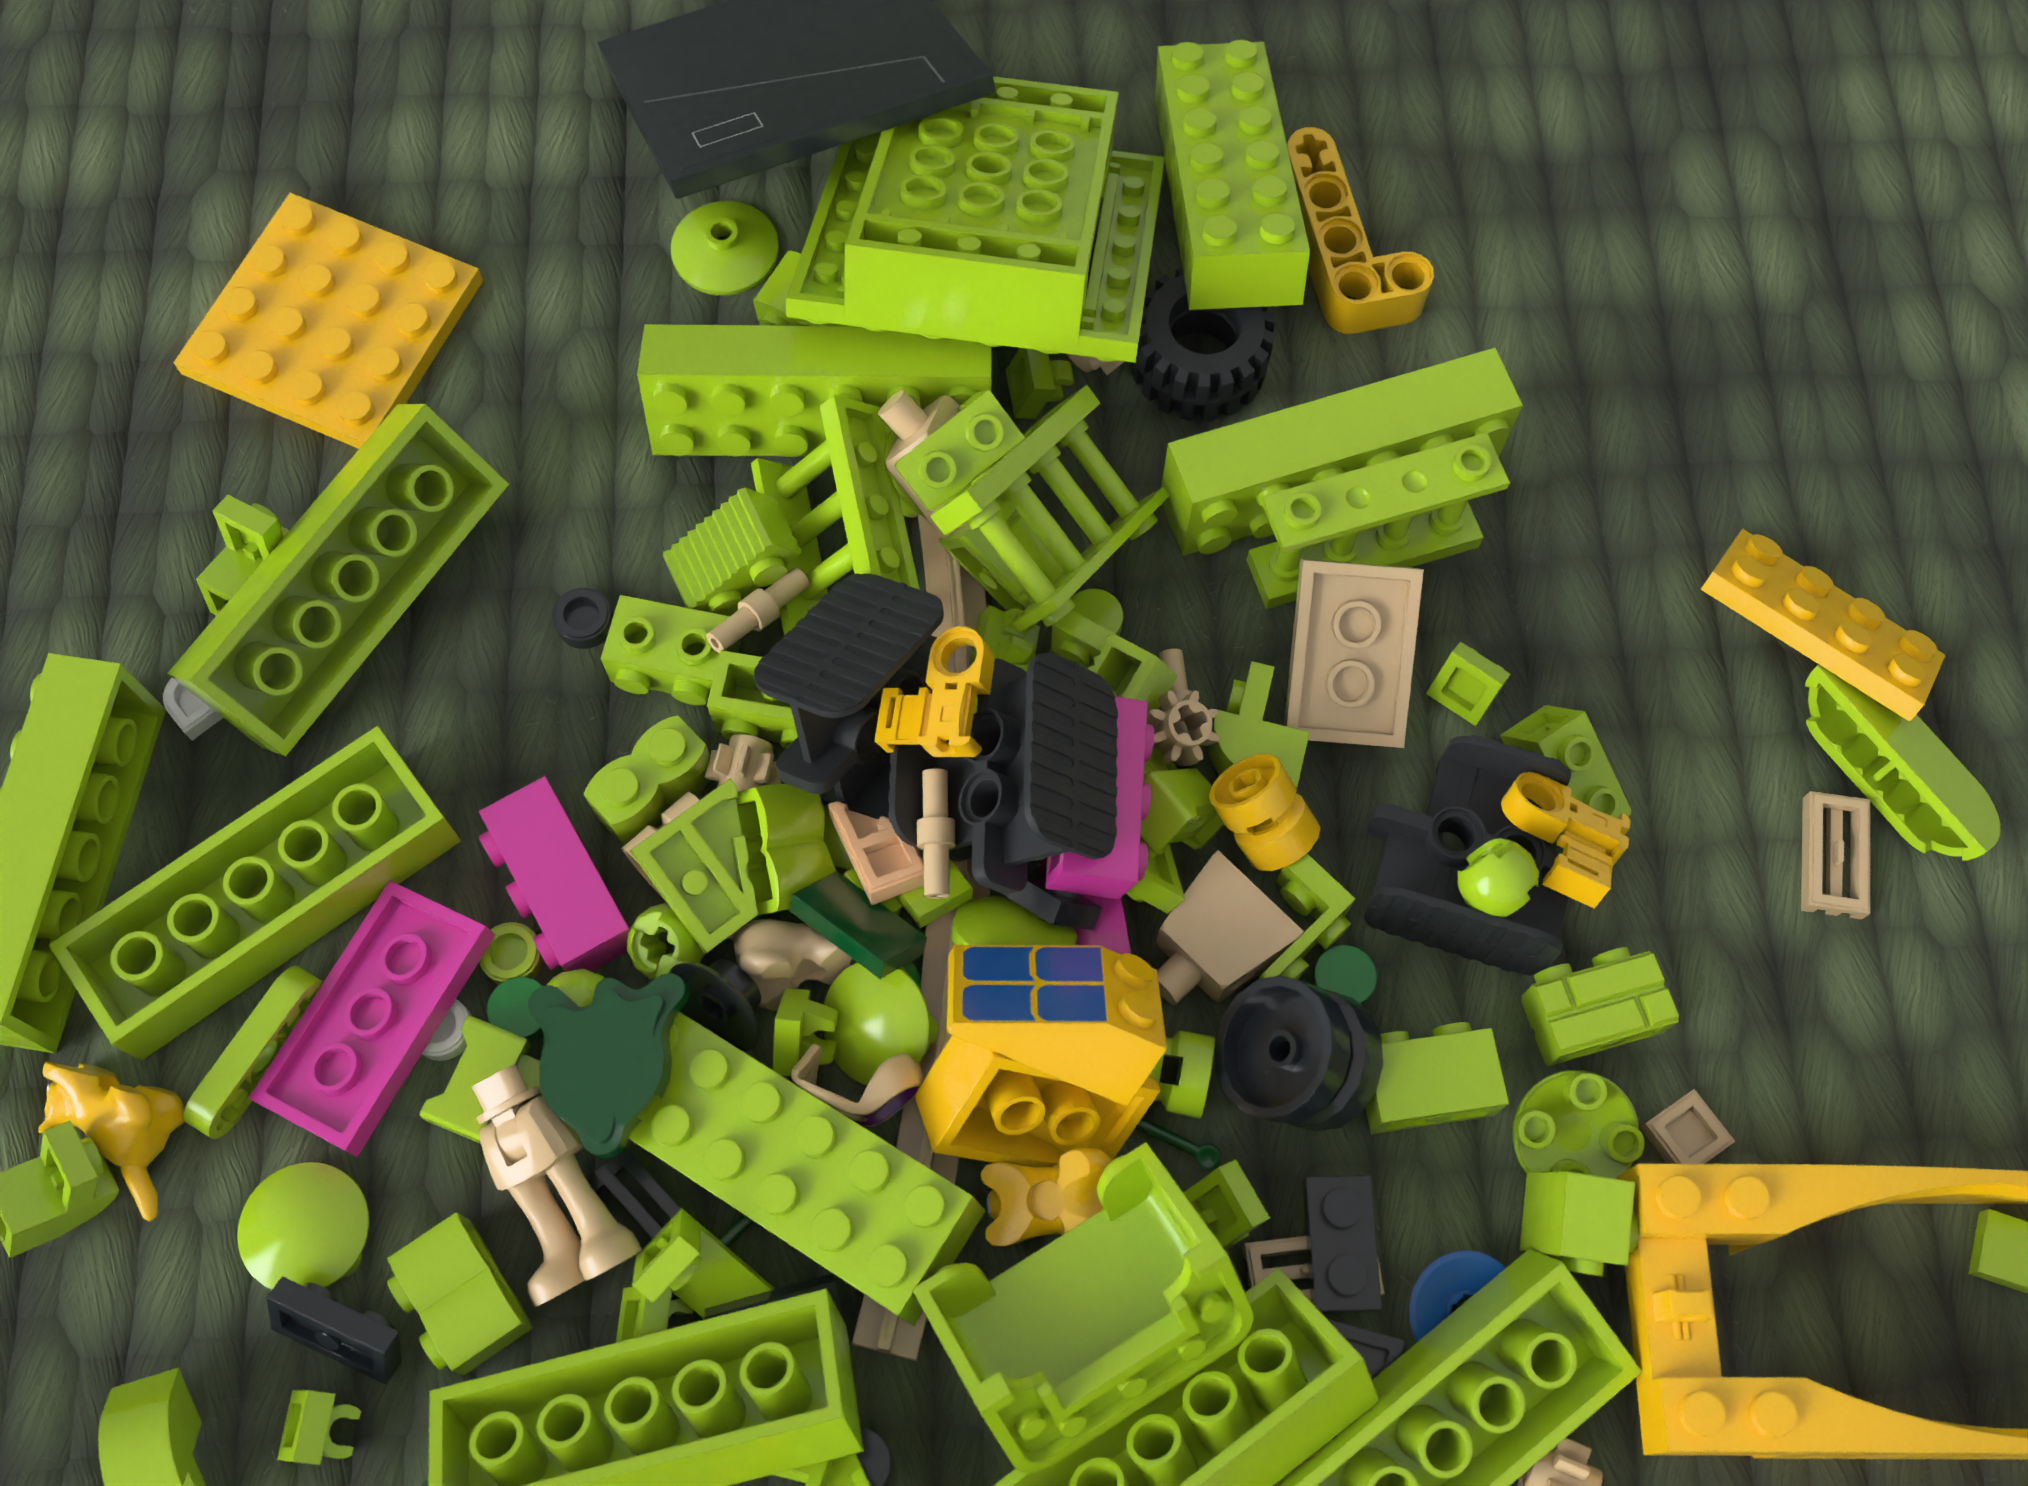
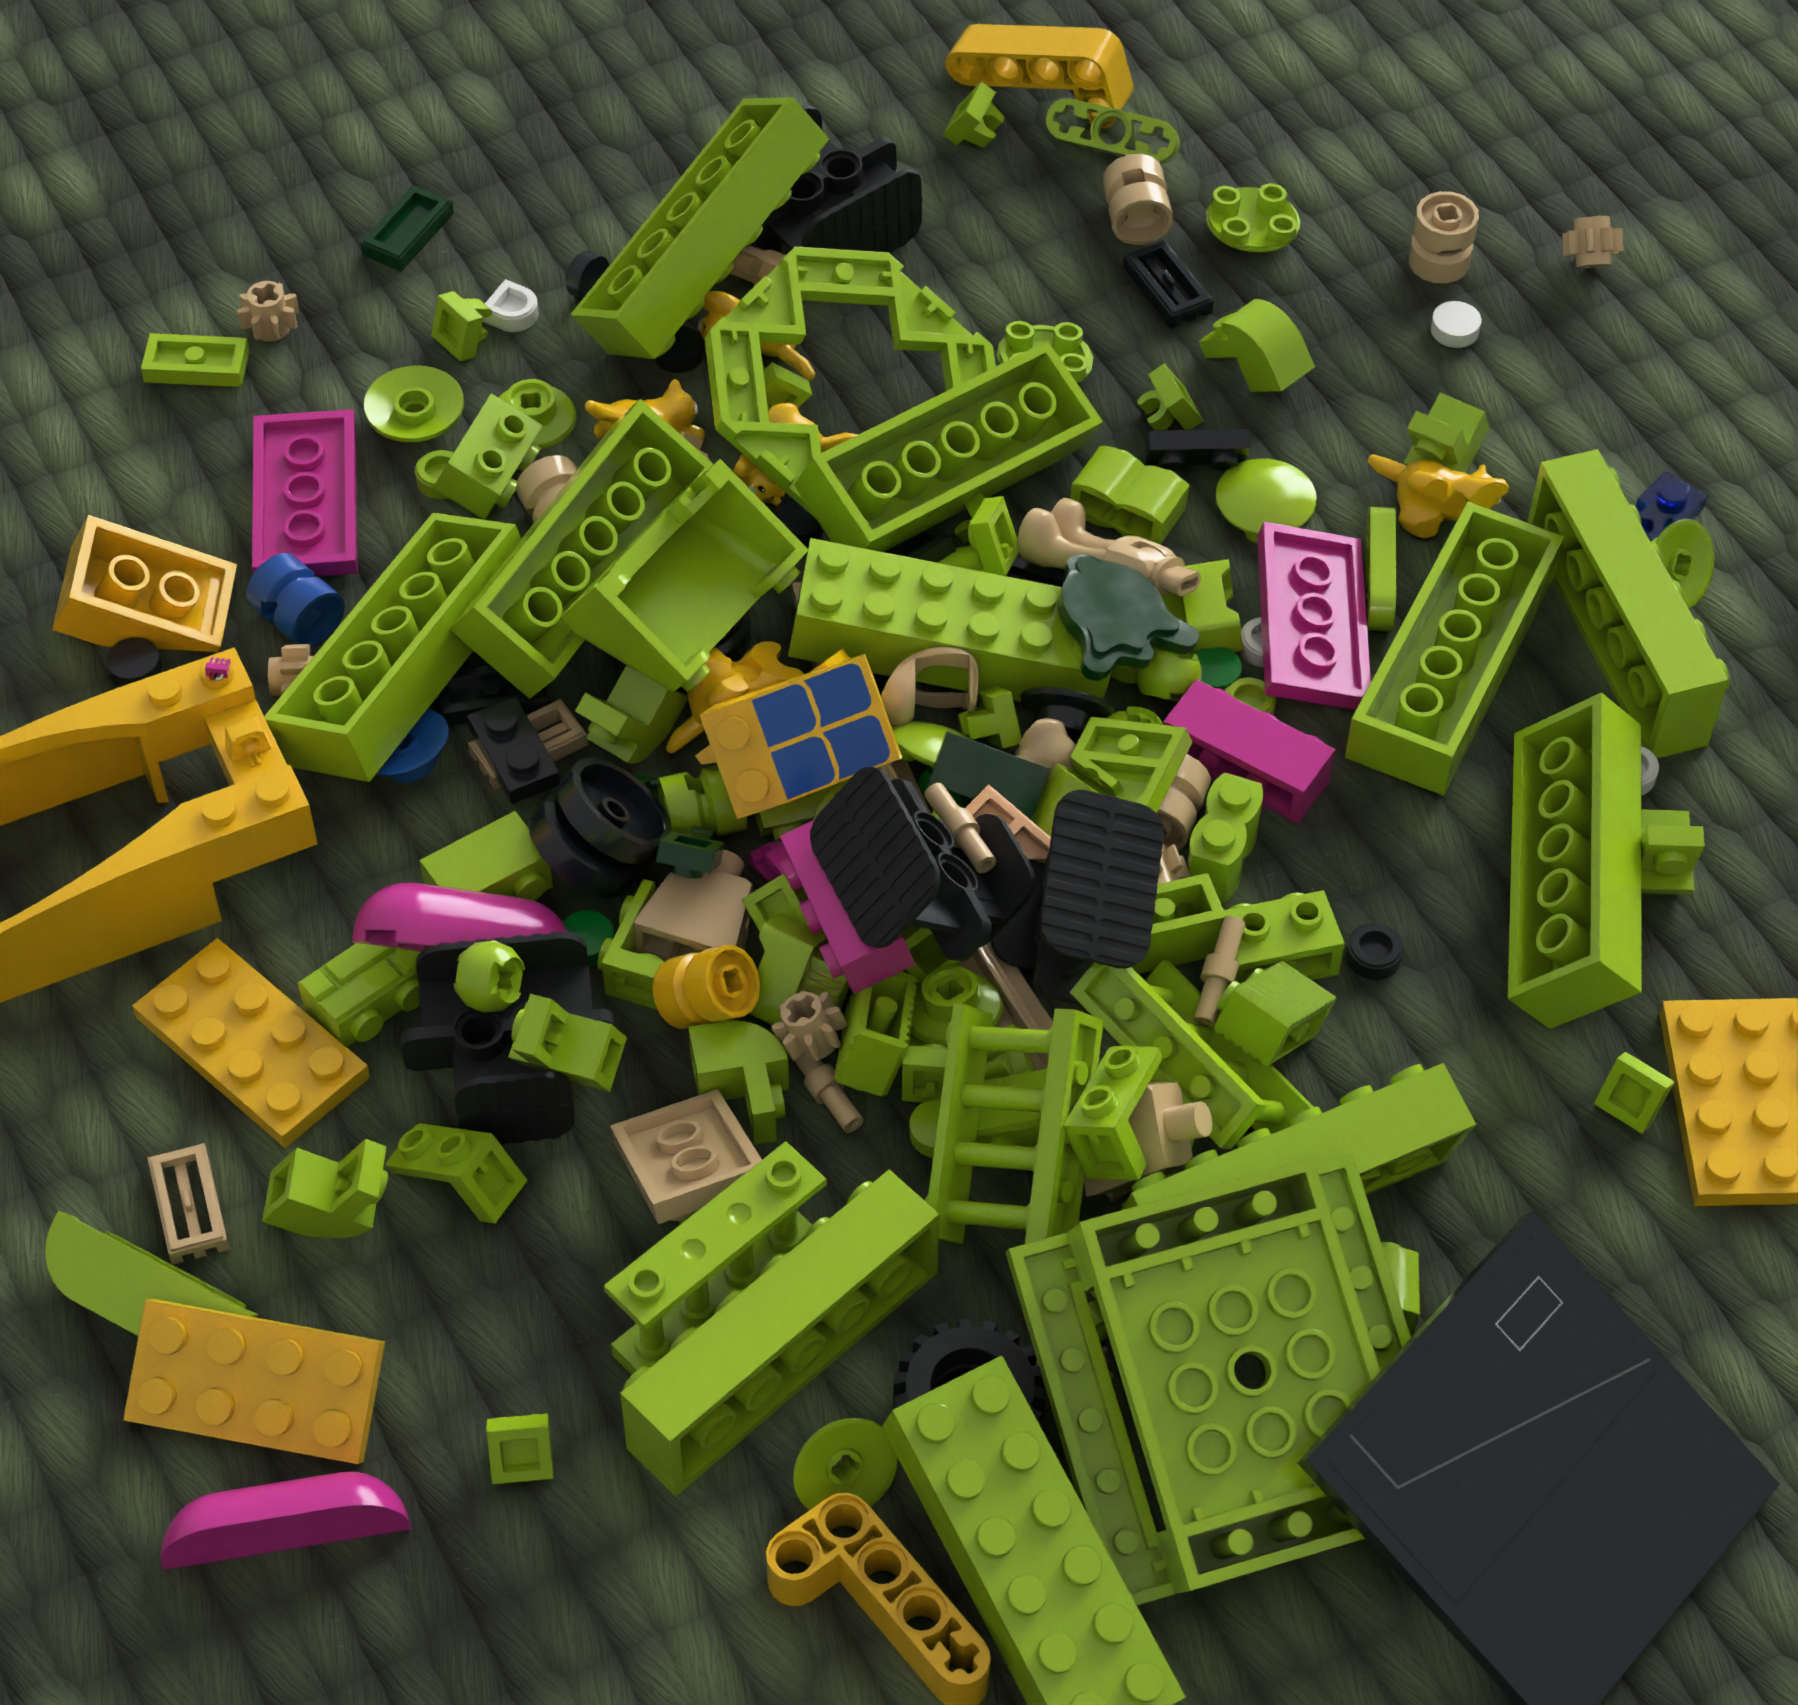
camera: 155 degrees right, 15 degrees down
(461, 371) = (1633, 1092): none -> lime tile
(946, 712) = (1003, 877): yellow piece -> none
(1216, 970) = (692, 852): none -> dark green plate
(1330, 349) = (864, 1473): none -> lime piece
(1444, 773) = (566, 1043): none -> lime brick
(1468, 683) = (571, 1199): lime tile -> none
(1489, 988) = (426, 915): none -> dark pink brick
(1577, 1126) = (340, 893): lime dish -> none
(1579, 1219) = (340, 800): lime brick -> none
(1588, 836) = (426, 1049): yellow piece -> none
(1610, 482) = (520, 1448): none -> lime tile
(1687, 1132) = (264, 939): tan tile -> none
(1703, 1408) = (218, 667): none -> dark pink piece
(1704, 784) = (325, 1196): none -> lime brick
(1735, 1013) = (251, 1042): none -> yellow plate
(1821, 504) = (282, 1518): none -> dark pink brick

